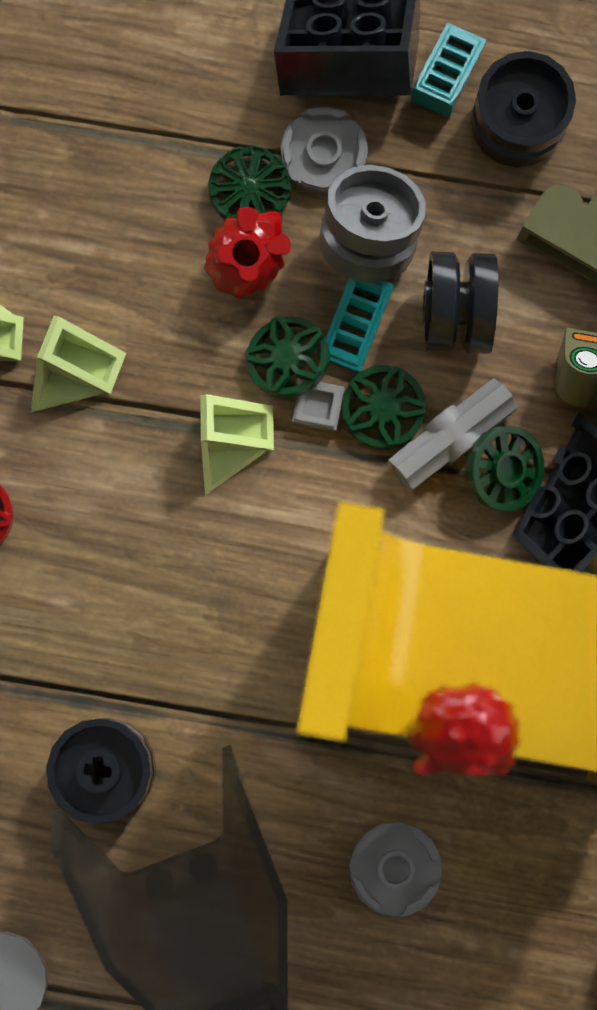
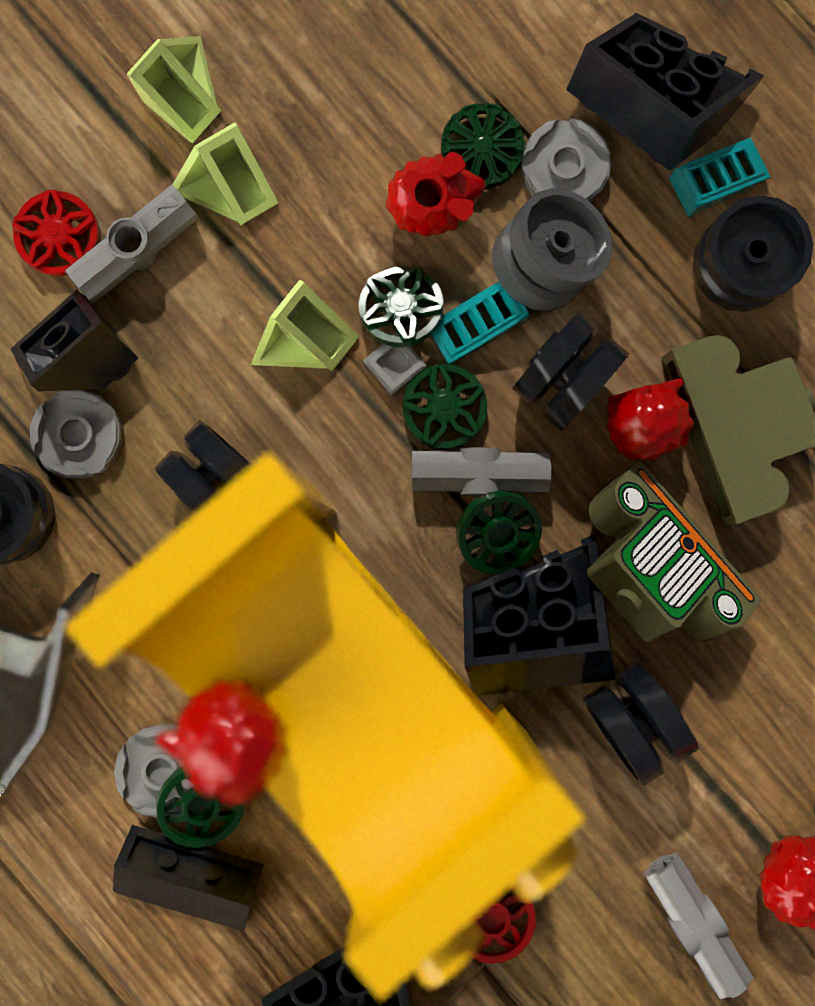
camera: 35 degrees right, 5 degrees up
(46, 444) = (109, 264): none -> light grey piece
(59, 591) = (73, 349): none -> black slope
(112, 658) = (76, 434): none -> light grey tile
(257, 605) = (217, 468): none -> black wheel
(449, 867) = (197, 811): none -> dark green wheel
(487, 936) = (186, 878): none -> black panel
(550, 292) = (649, 420): none -> red animal

